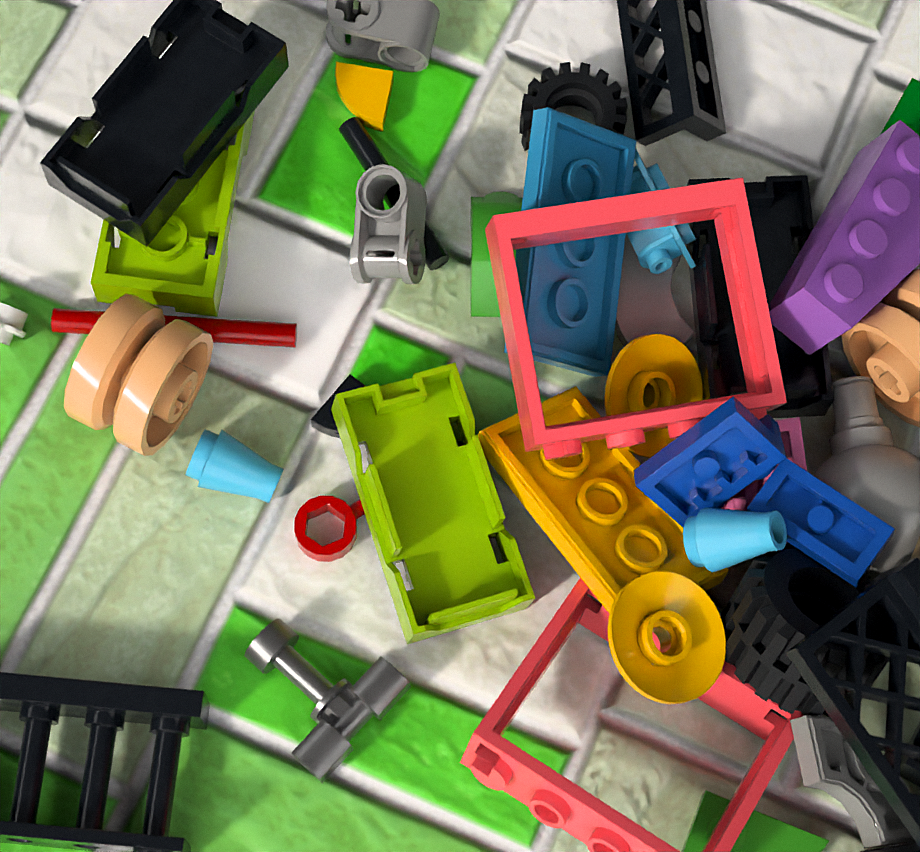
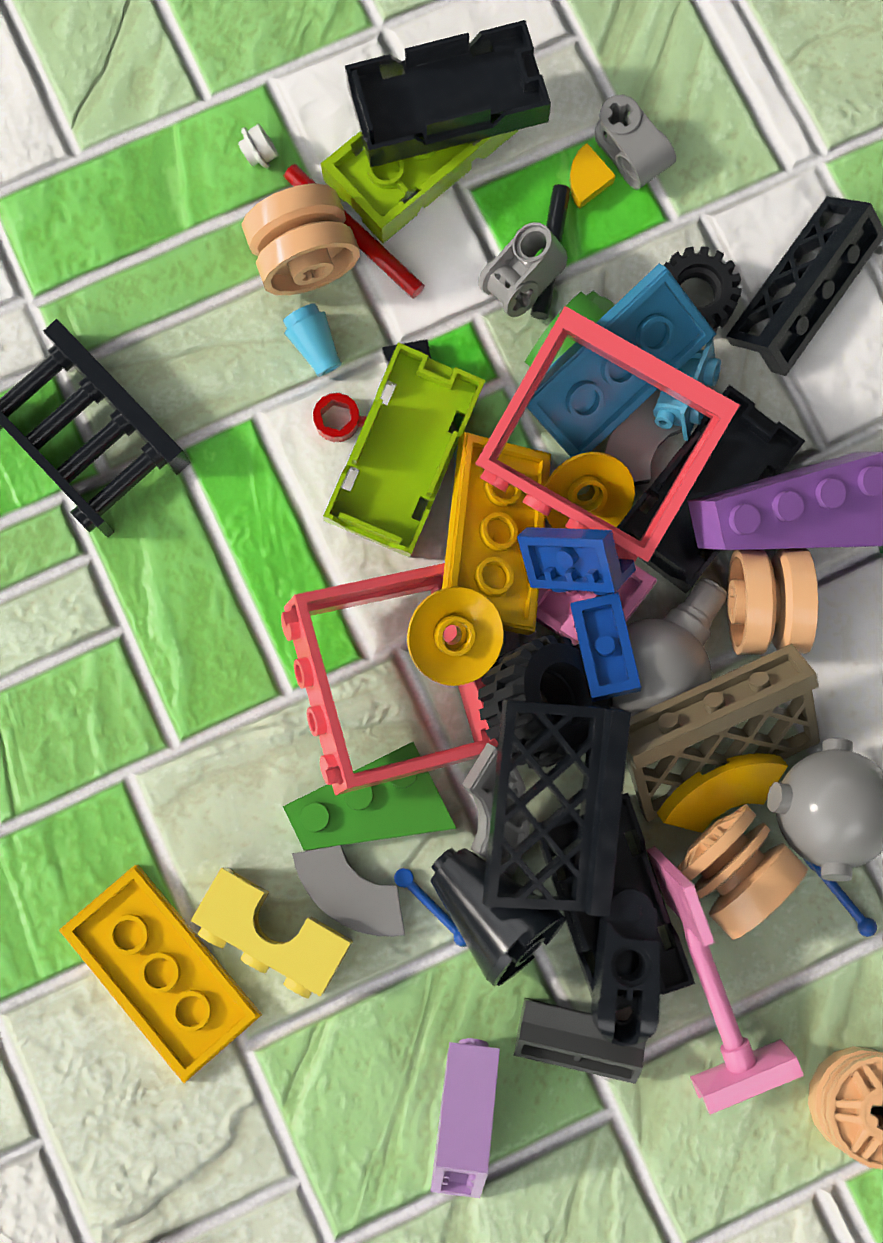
camera: 45 degrees right, 10 degrees up
(339, 707) = (253, 523): flat silver bar -> none
(729, 537) = (543, 610): medium azure cone -> none

